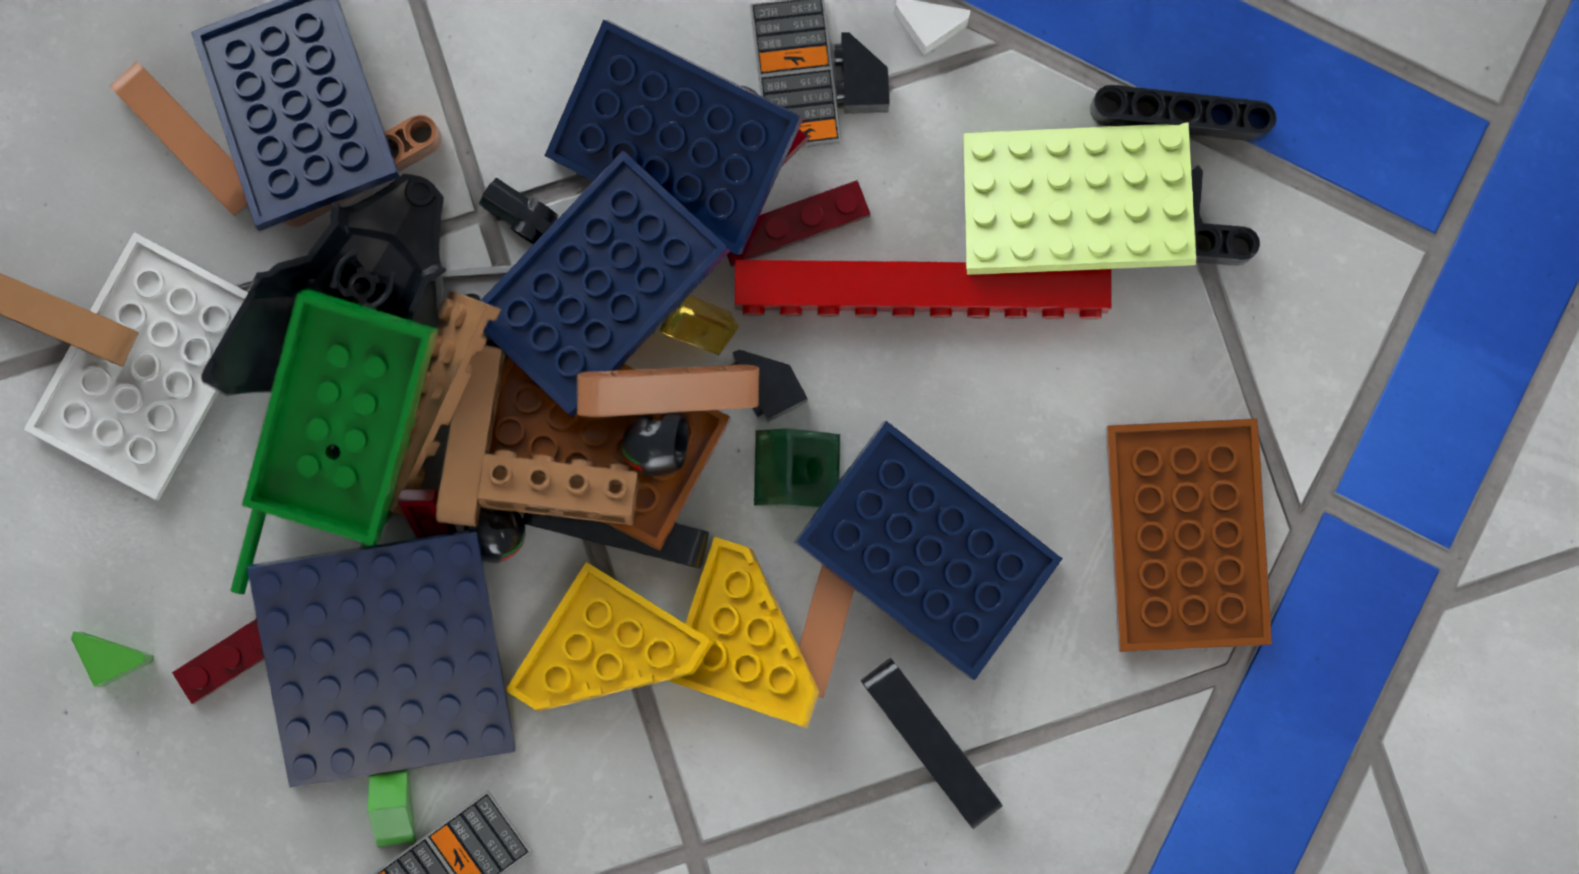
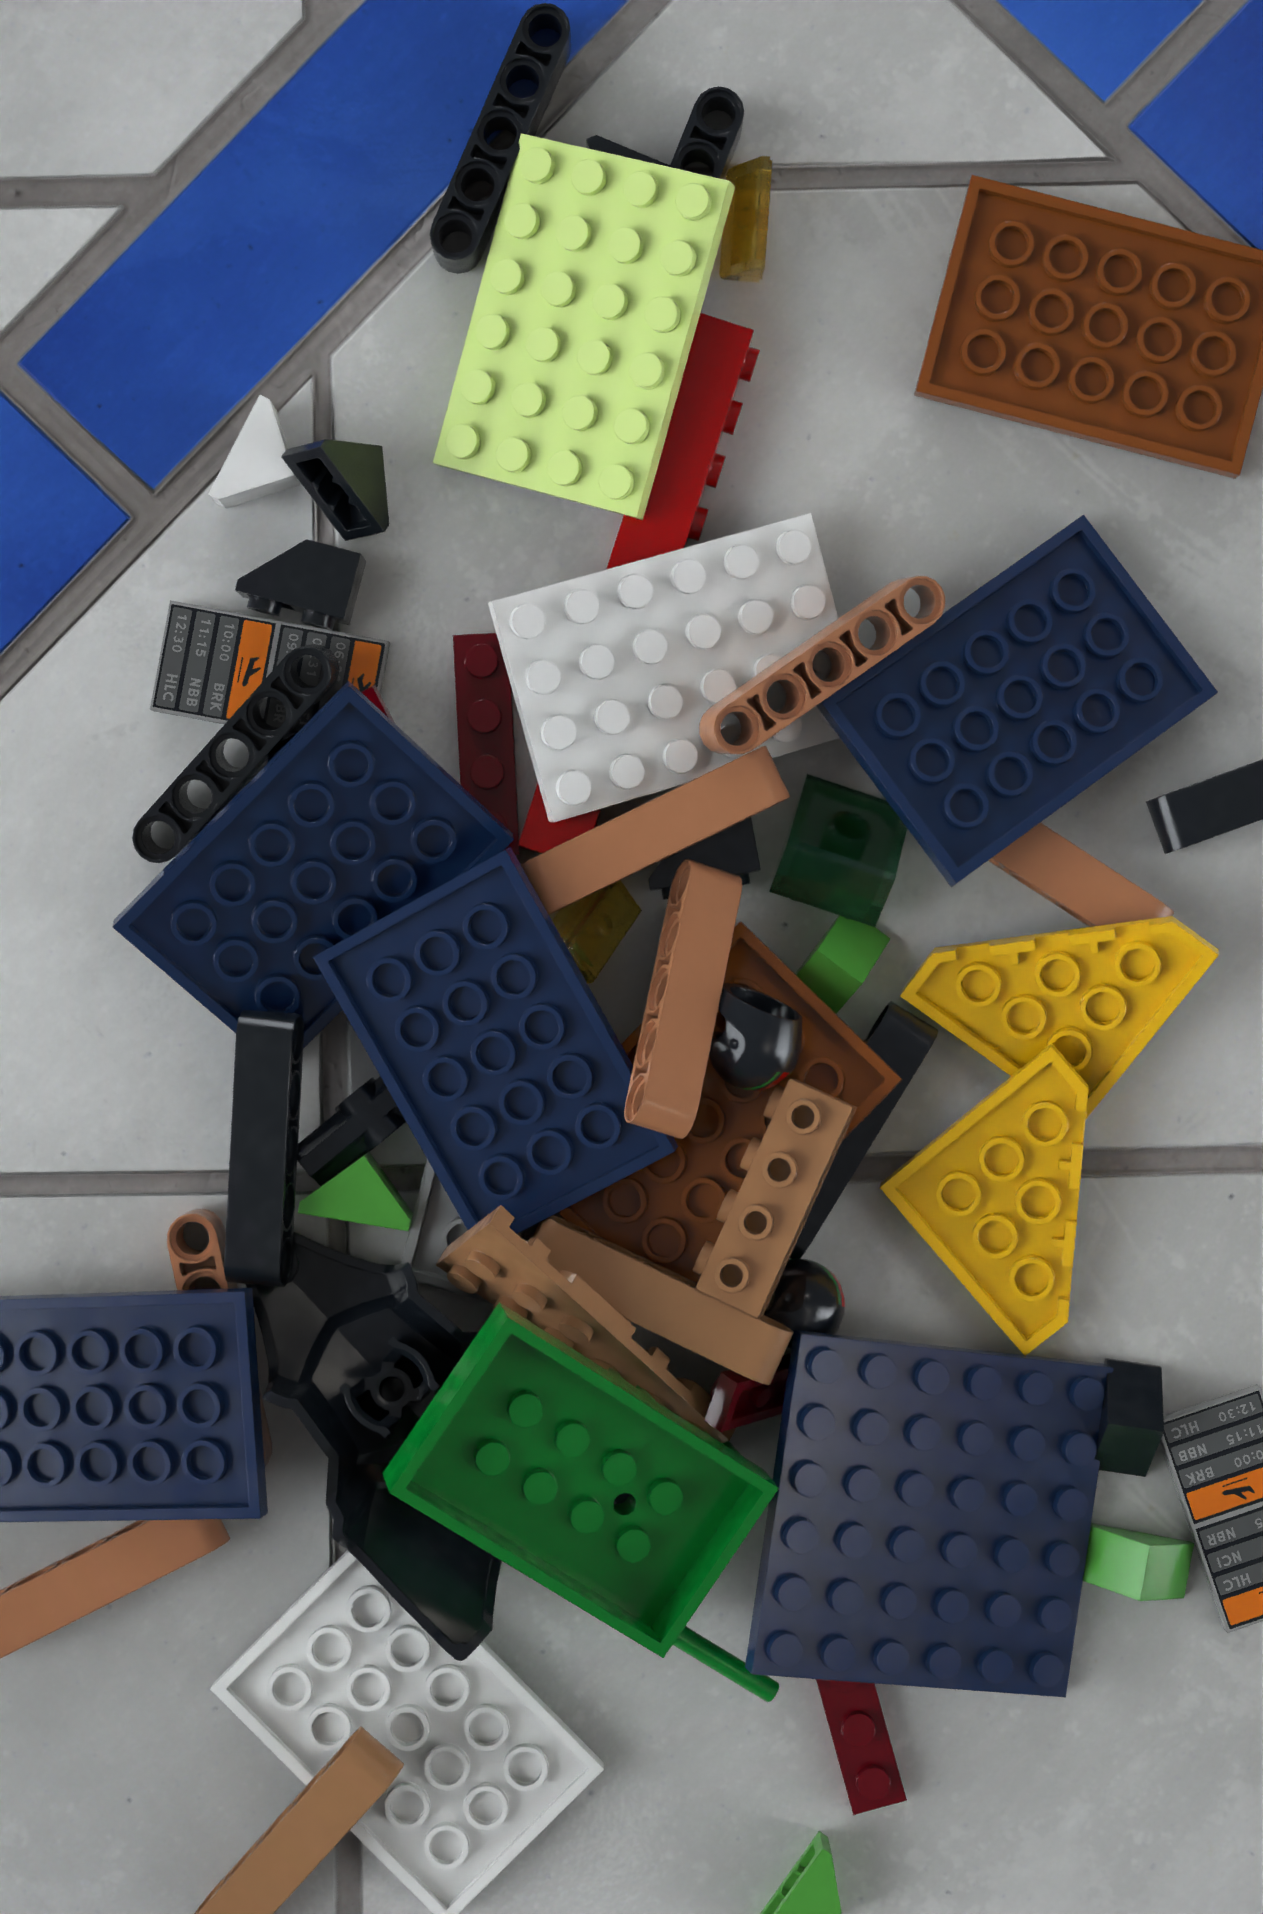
camera: 70 degrees left, 5 degrees up
(480, 230) = (360, 1196): none -> bright green slope
(484, 772) = (1130, 1418): none -> black slope
(491, 158) = (264, 1148): none -> black beam
(725, 492) = (842, 960): none -> bright green slope
(752, 76) = (212, 767): none -> black beam
(770, 342) = (656, 830): none -> nougat beam
(880, 323) = (635, 654): none -> white plate
(921, 430) = (847, 657): none -> nougat beam
(931, 81) = (344, 483): none -> black slope
(1182, 285) = (747, 221): none -> clear yellow slope

